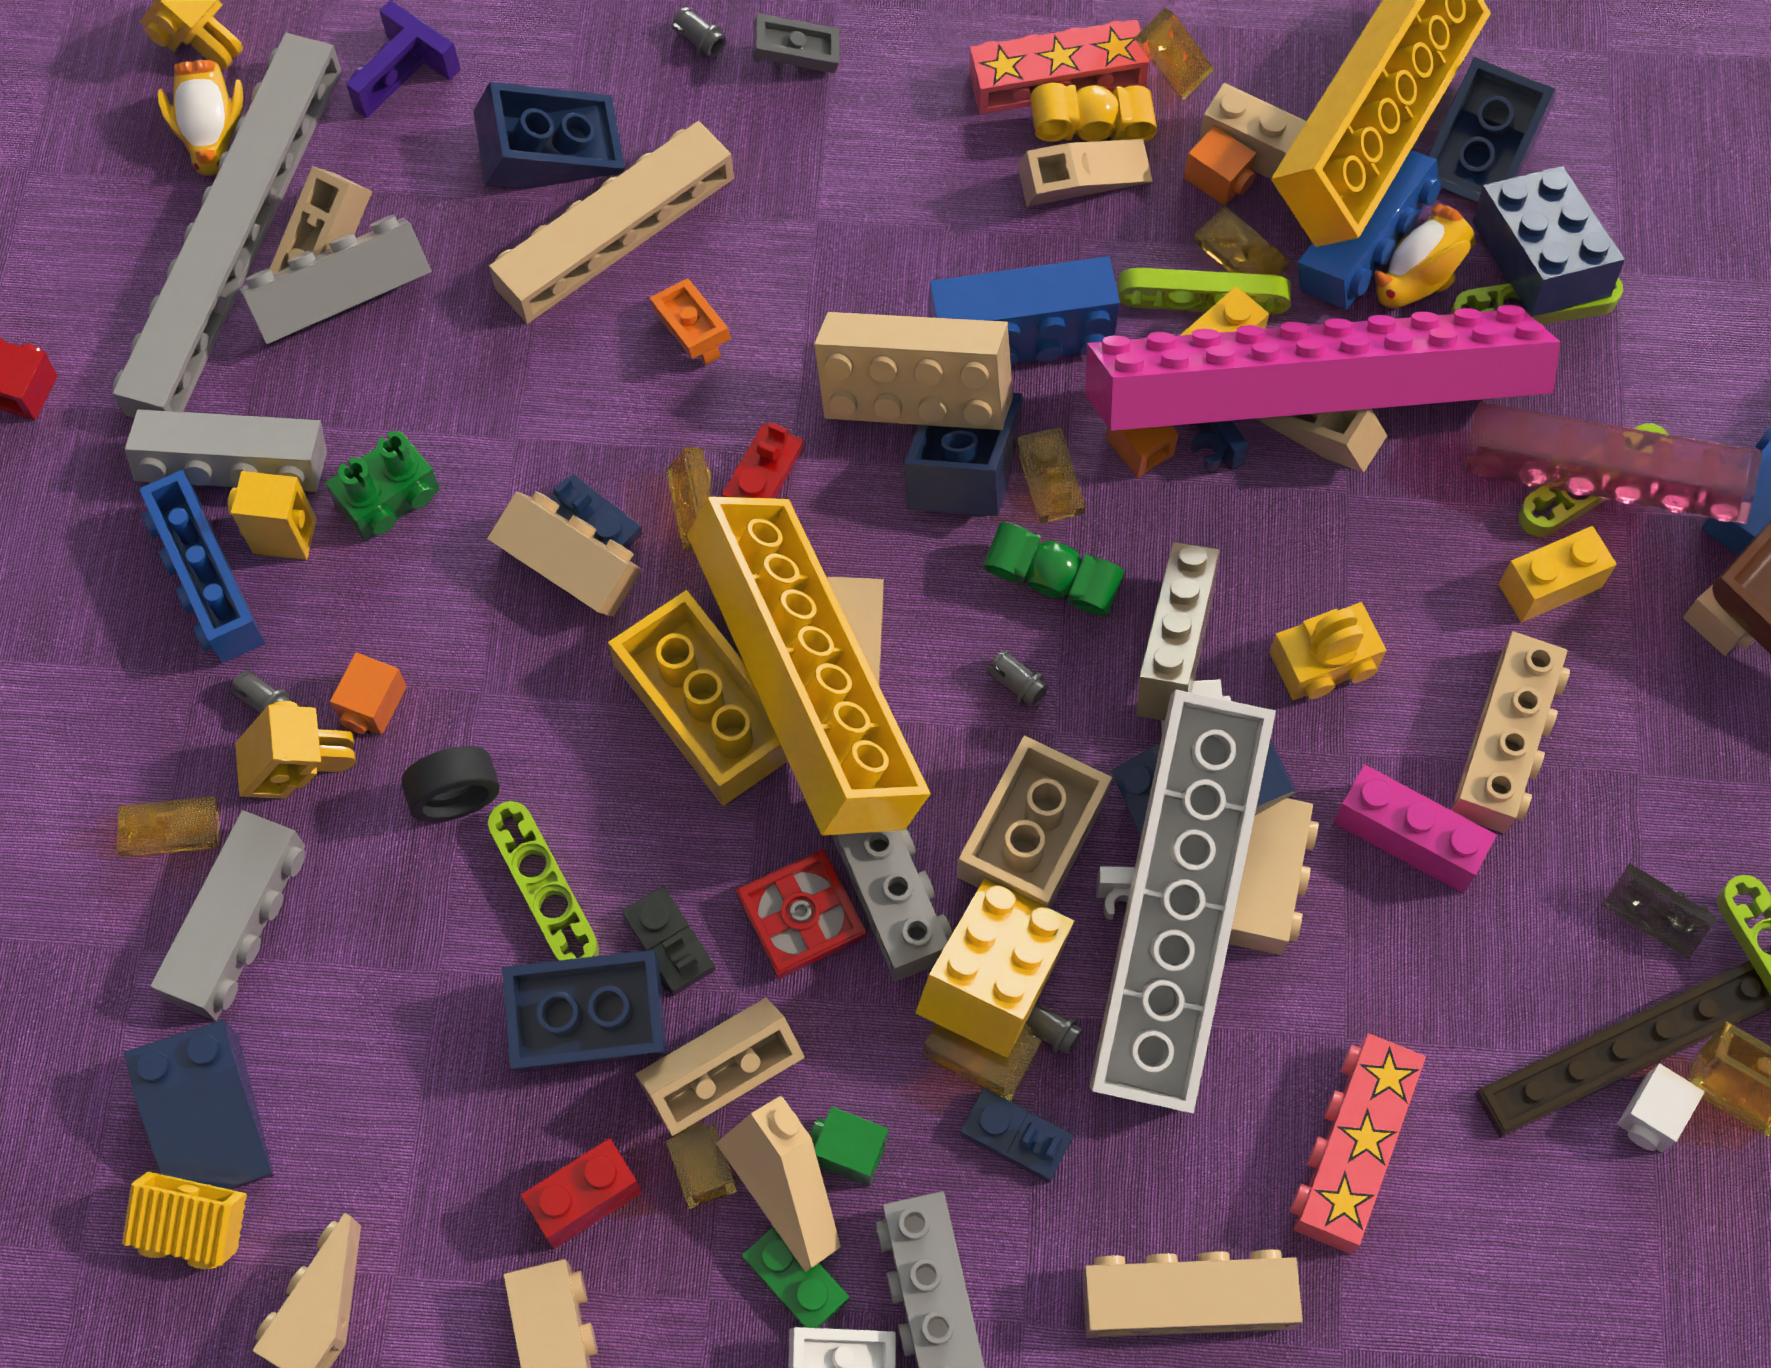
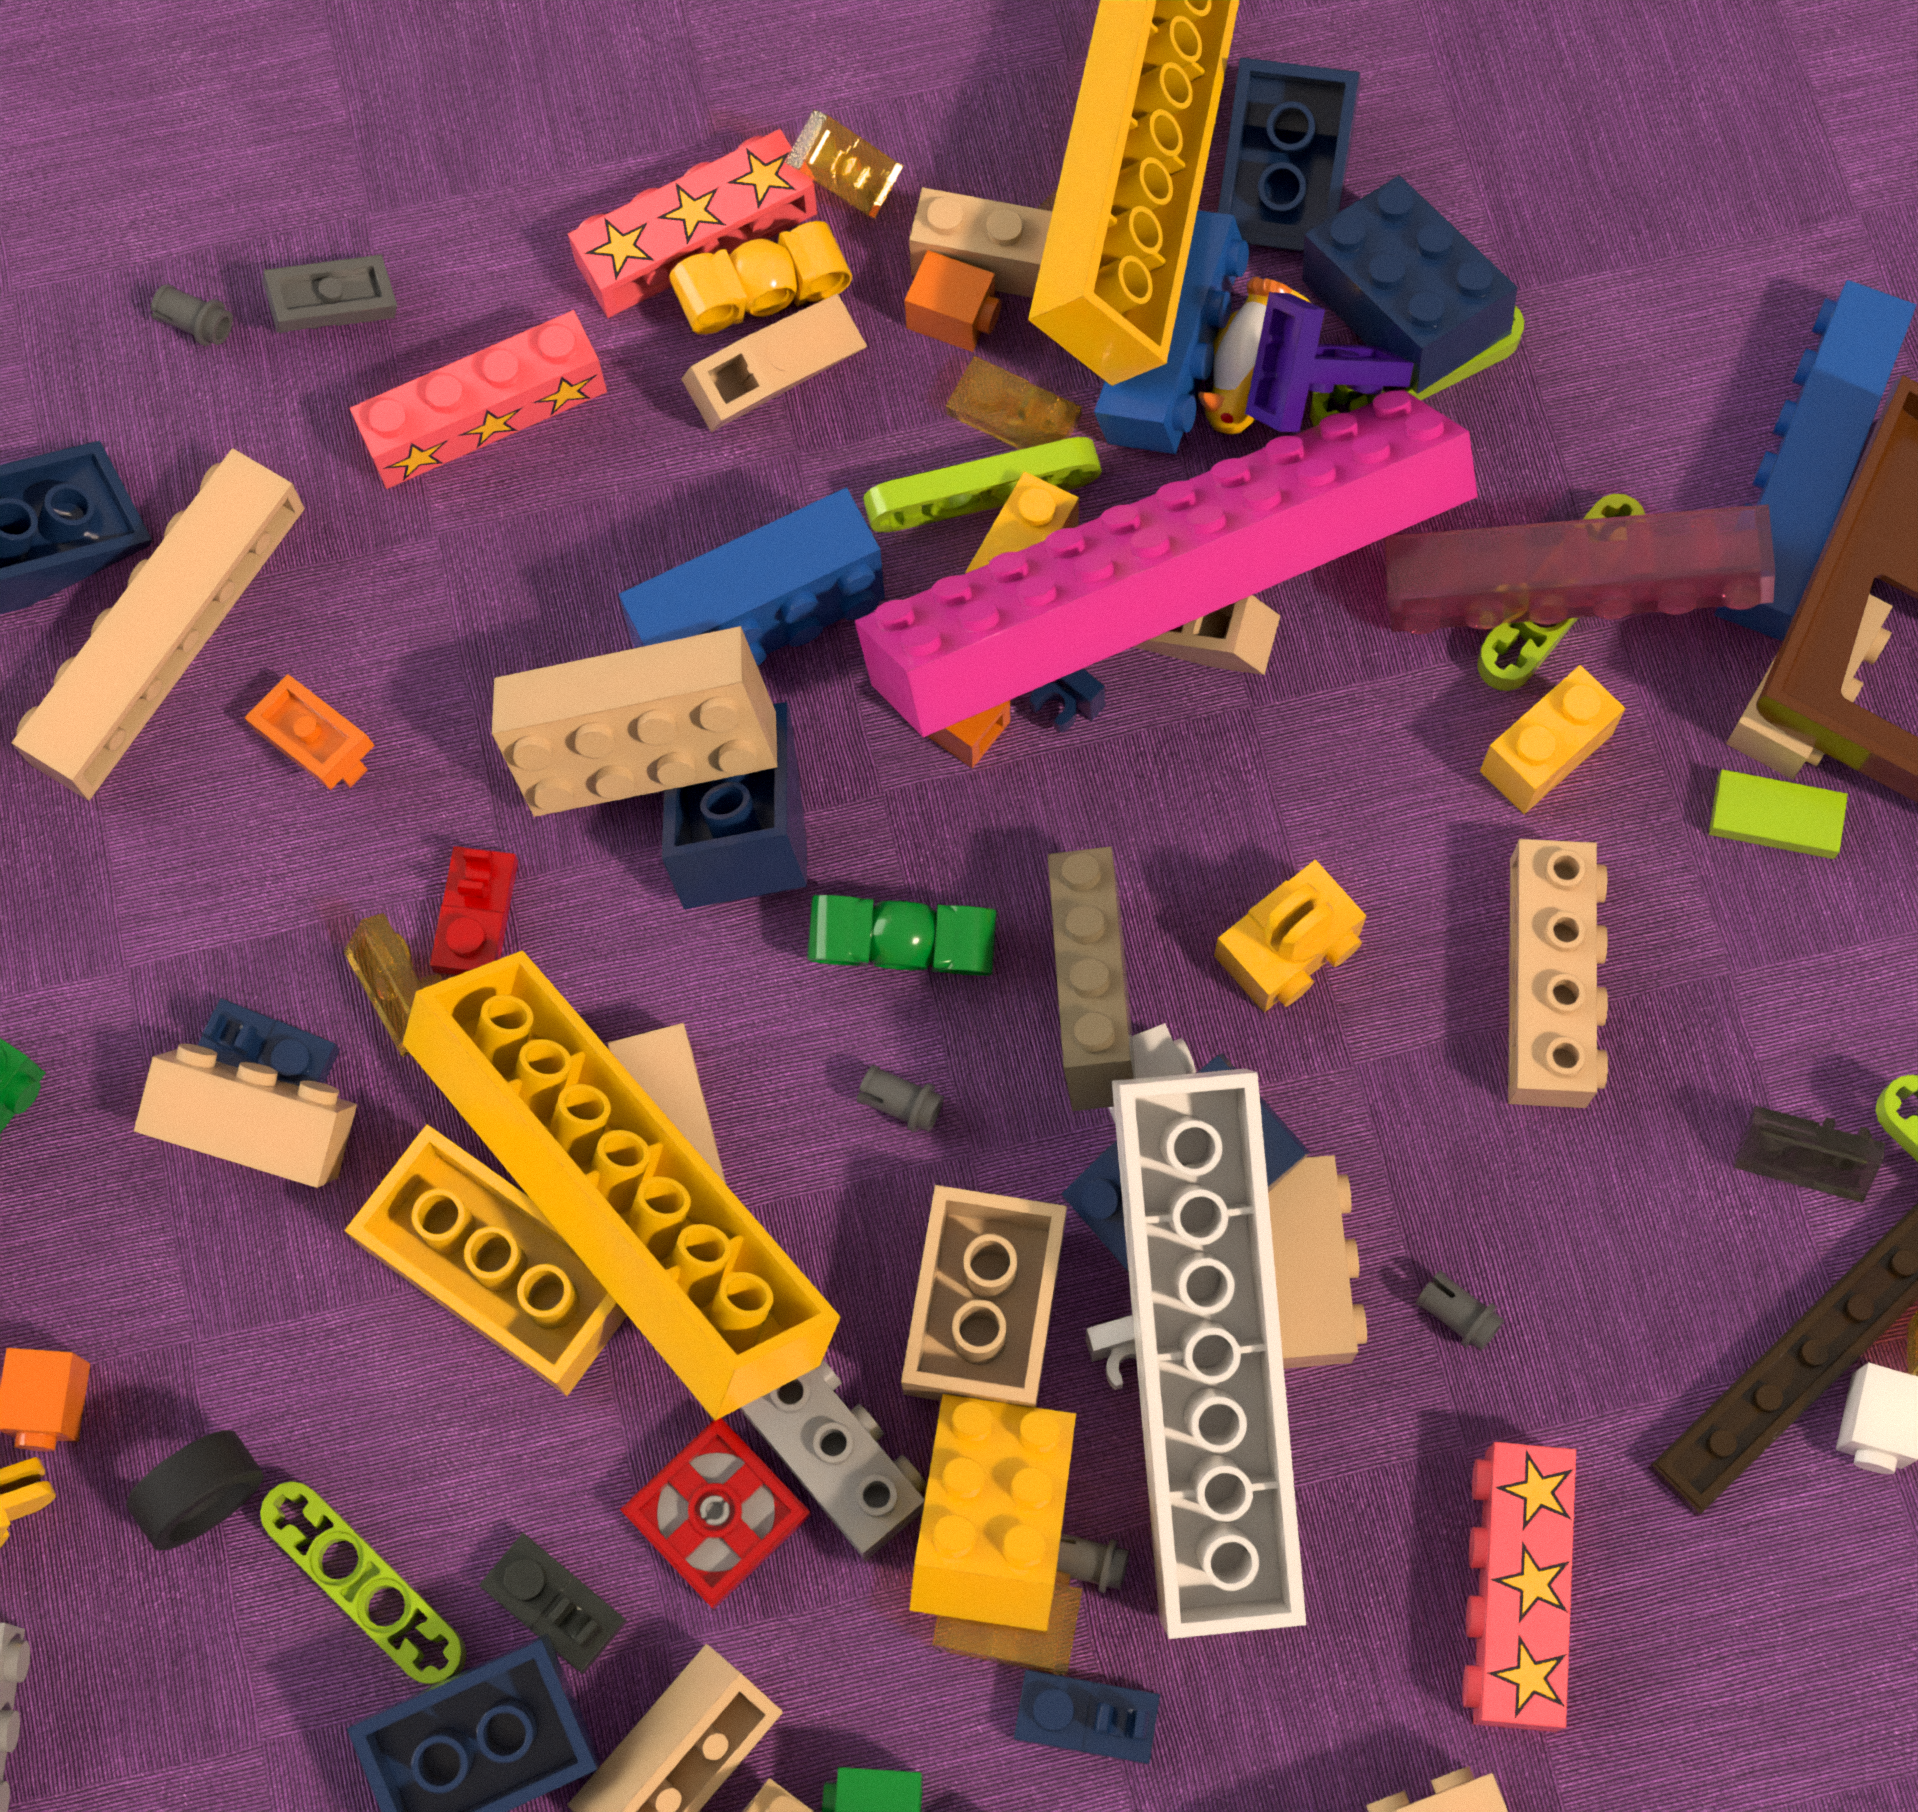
camera: 15 degrees left, 5 degrees up
(875, 138) = (479, 399): none -> coral brick
(1050, 475) = (857, 801): clear yellow plate -> none
(1371, 942) = (1460, 1311): none -> dark grey pin
(1414, 829) = (1472, 1144): dark pink brick -> none
(1447, 265) = (1294, 362): none -> dark purple bracket
(1707, 675) = (1778, 814): none -> lime tile

